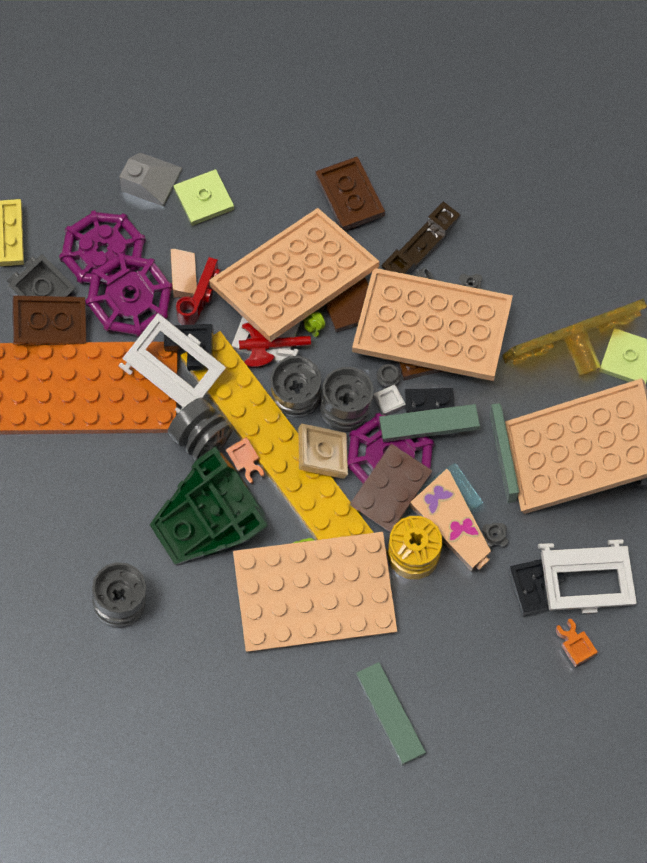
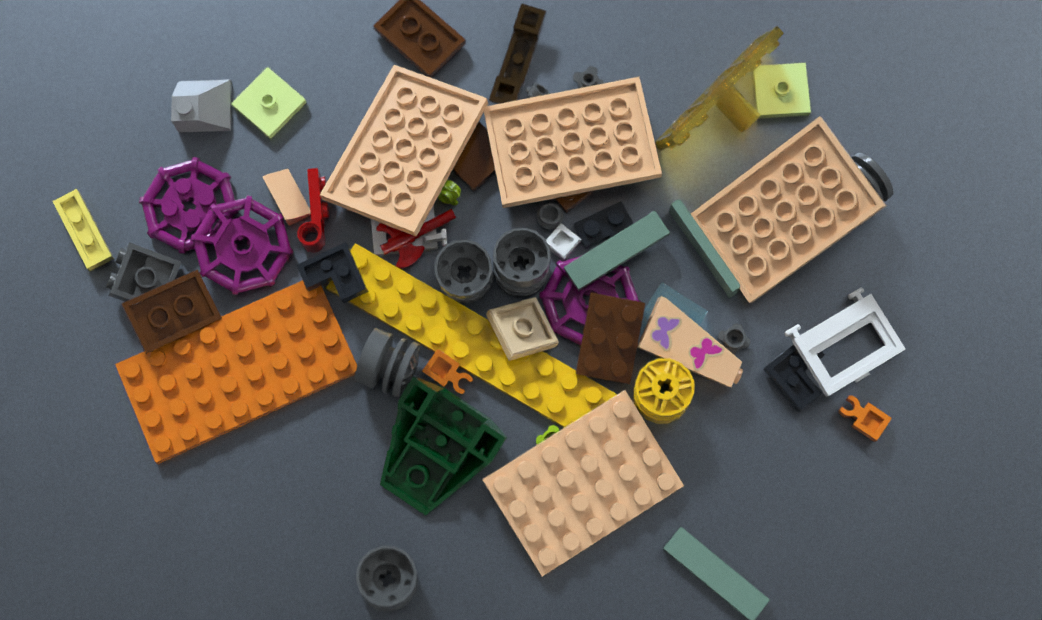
camera: 20 degrees left, 10 degrees up
(163, 376) = (320, 321): white piece -> none

